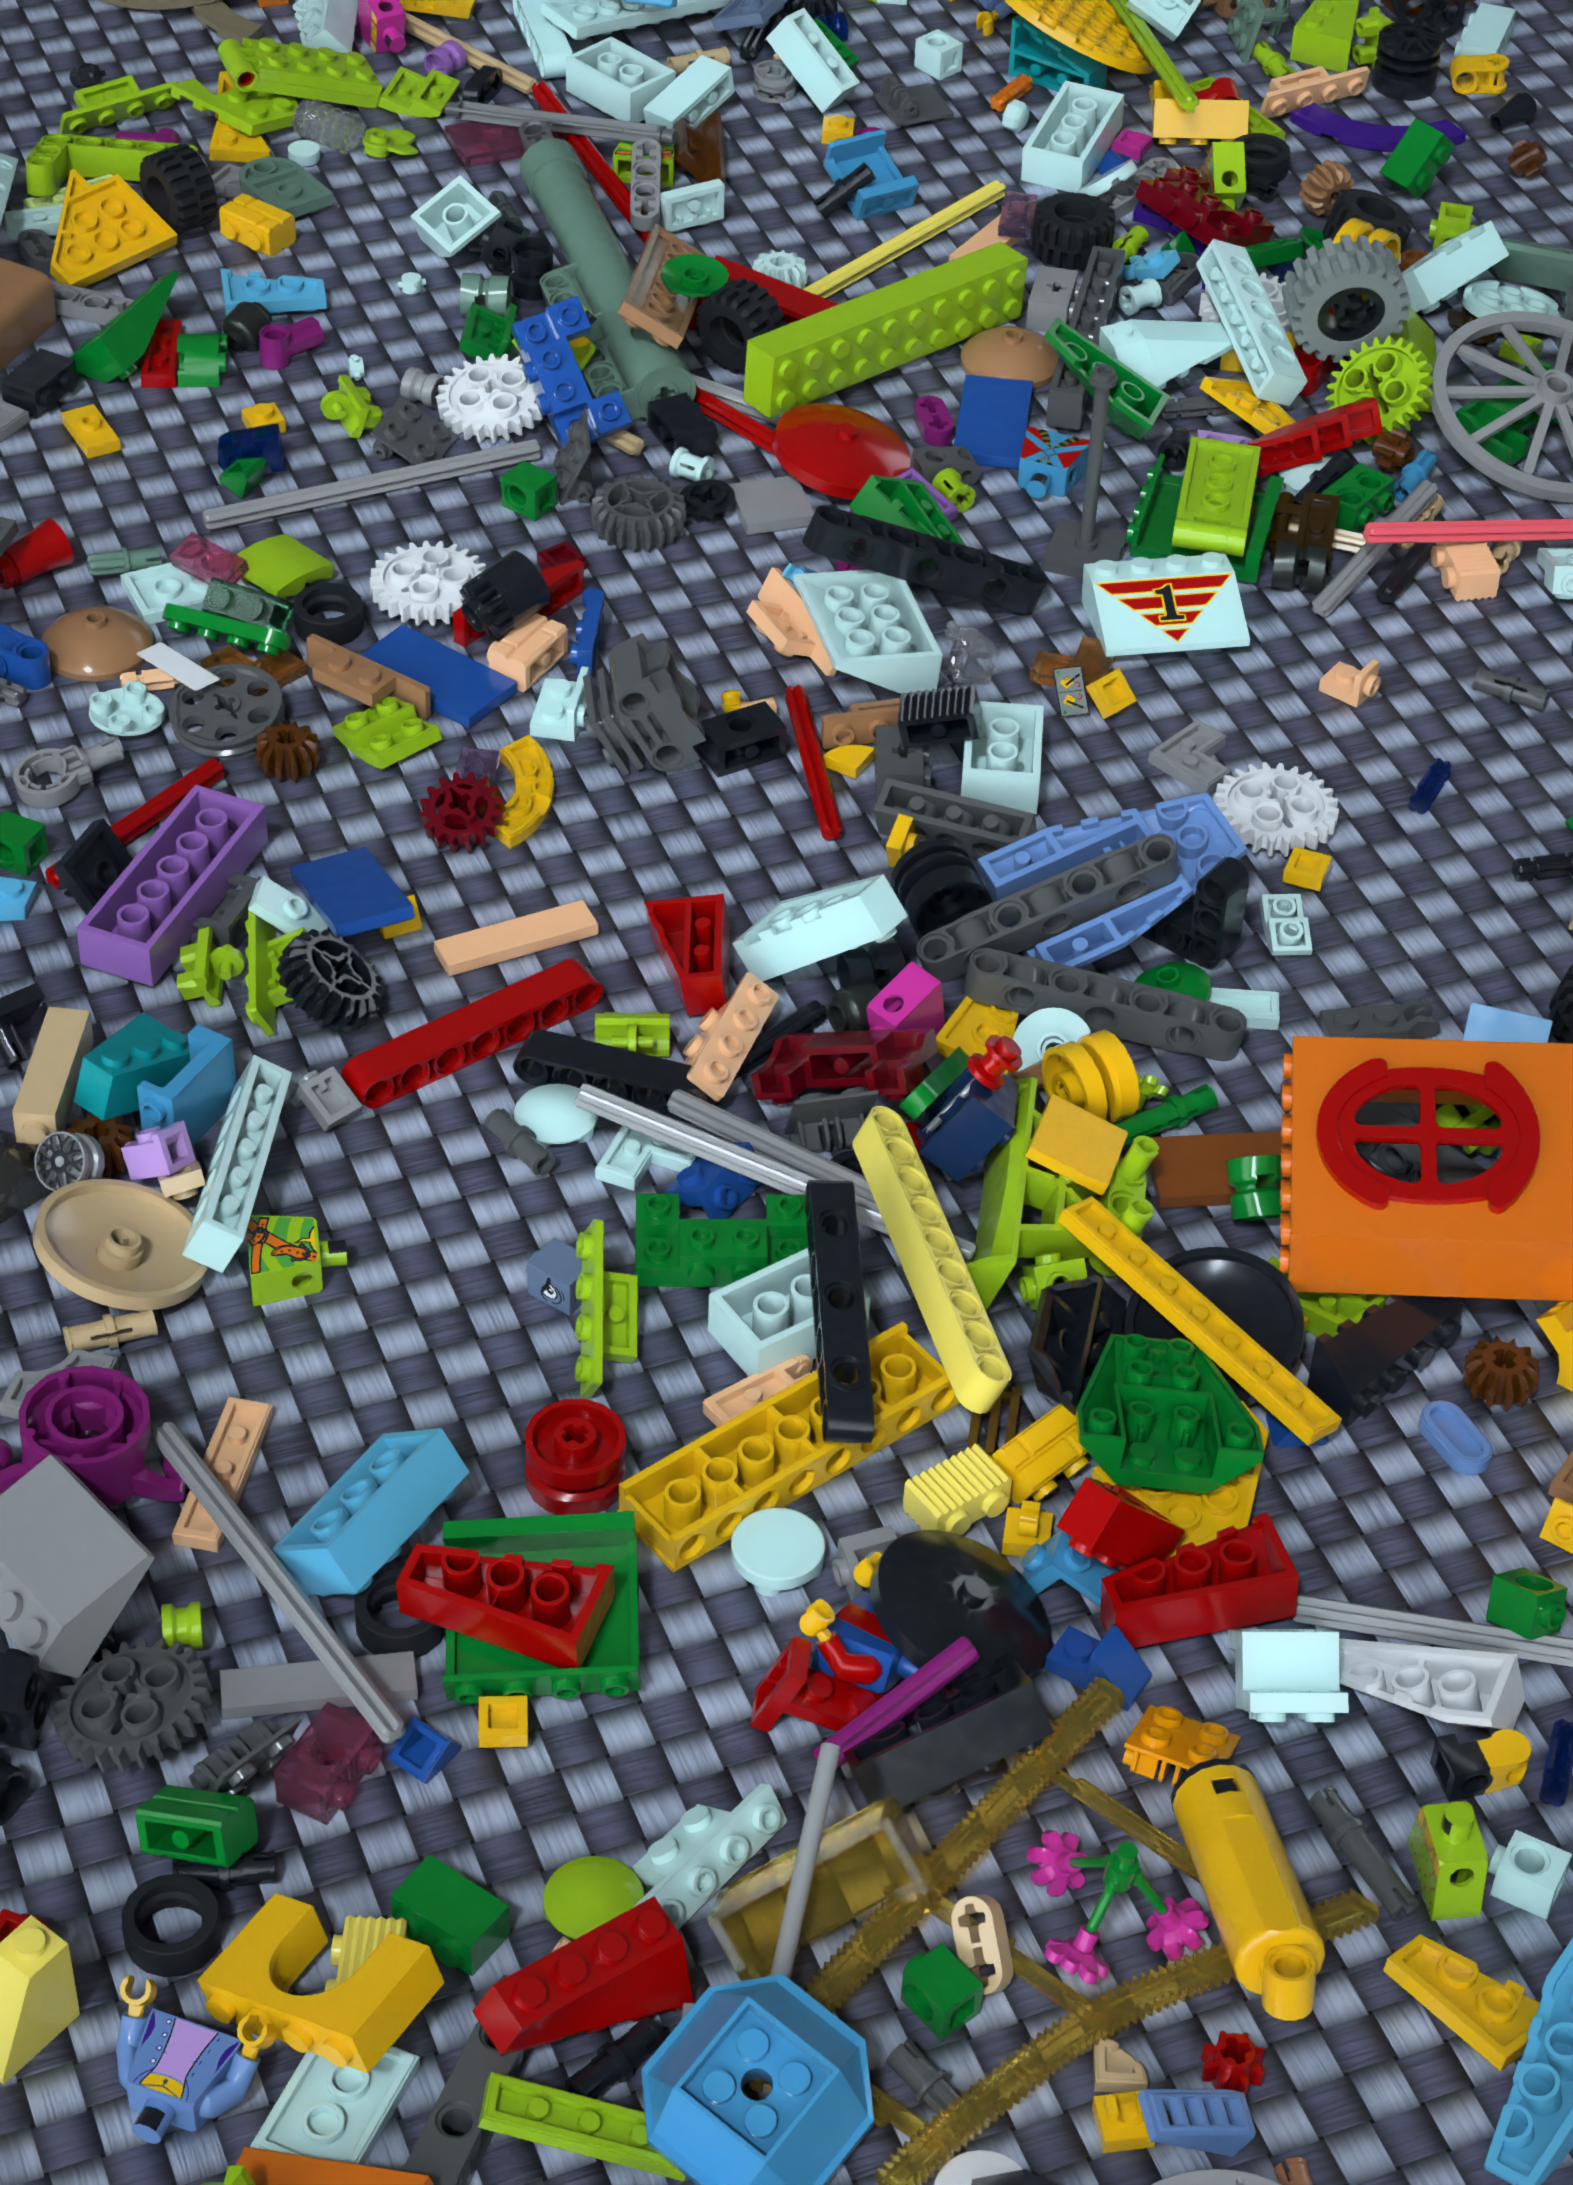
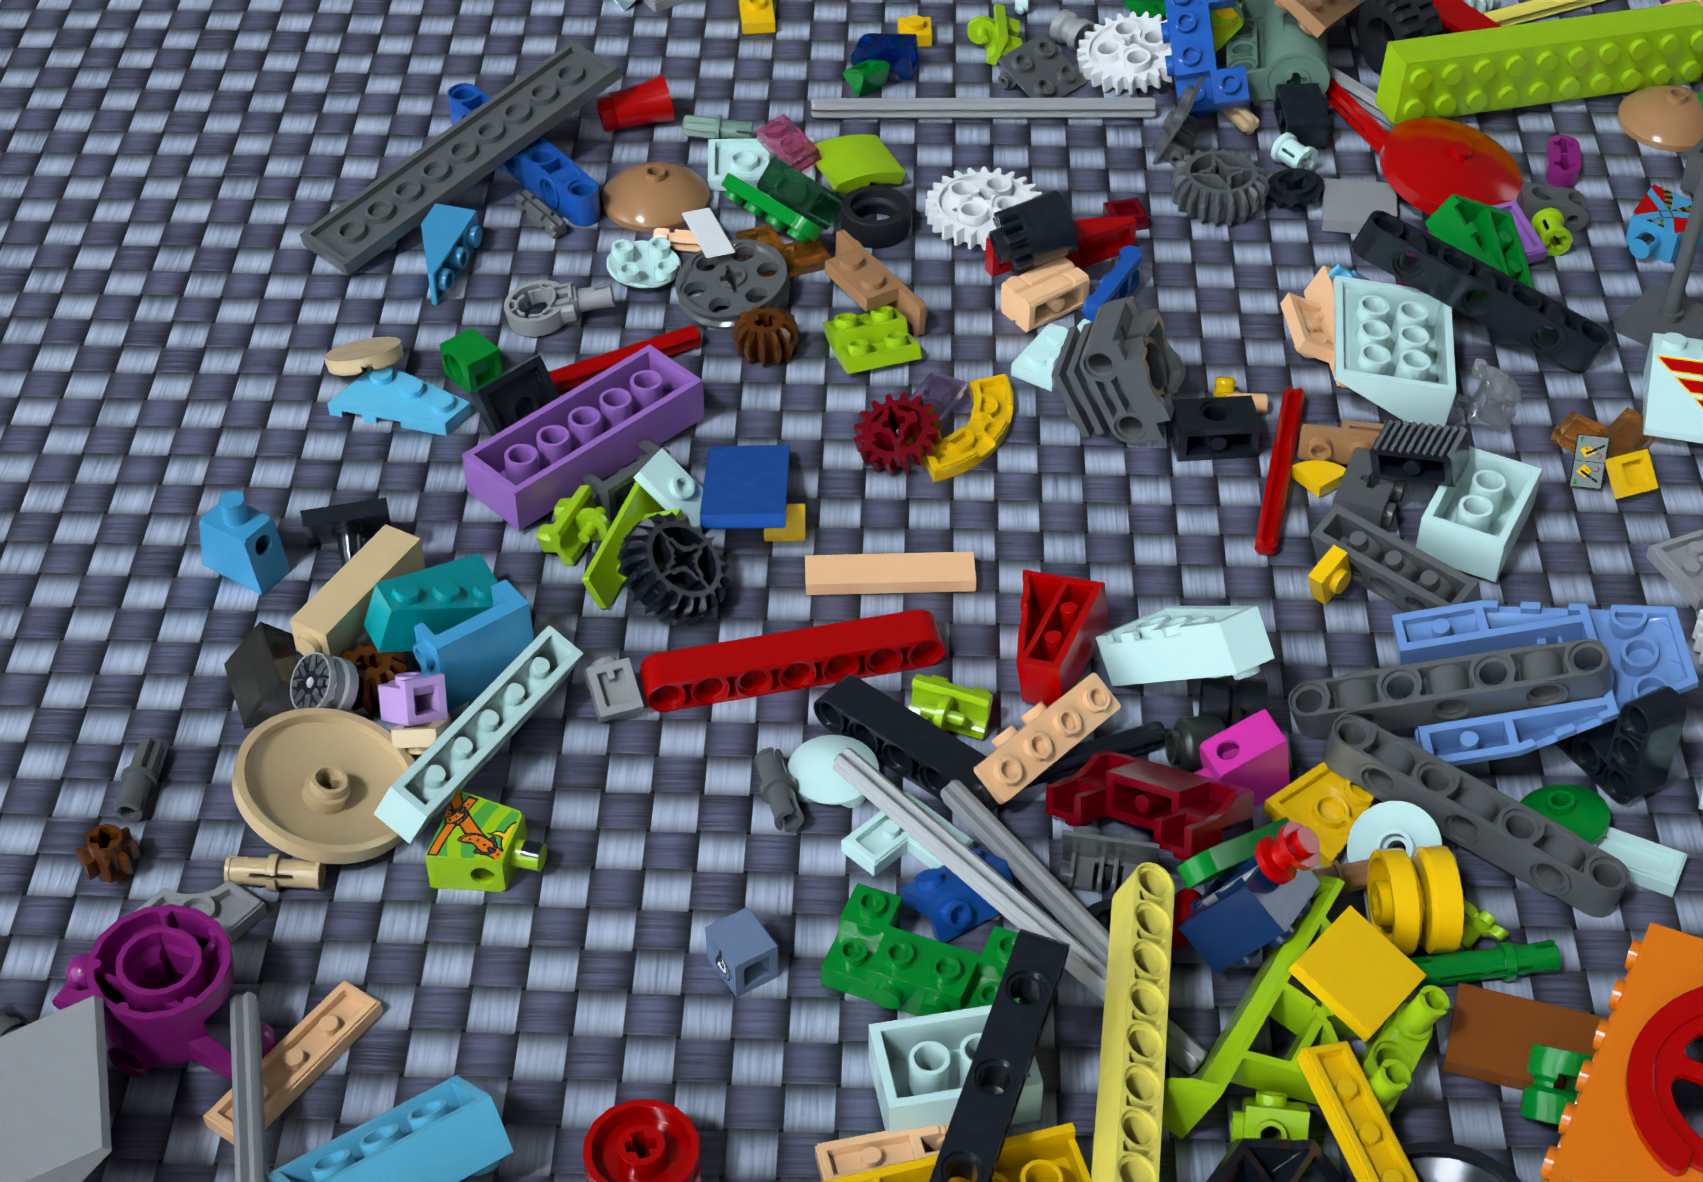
camera: 25 degrees right, 0 degrees up
(457, 683) = (957, 302): blue tile -> none
(529, 490) = (1124, 143): green brick -> none
(607, 1312) = (764, 1010): lime bracket -> none
(937, 885) = (1342, 631): black wheel -> none
(994, 419) = (1625, 171): blue tile -> none

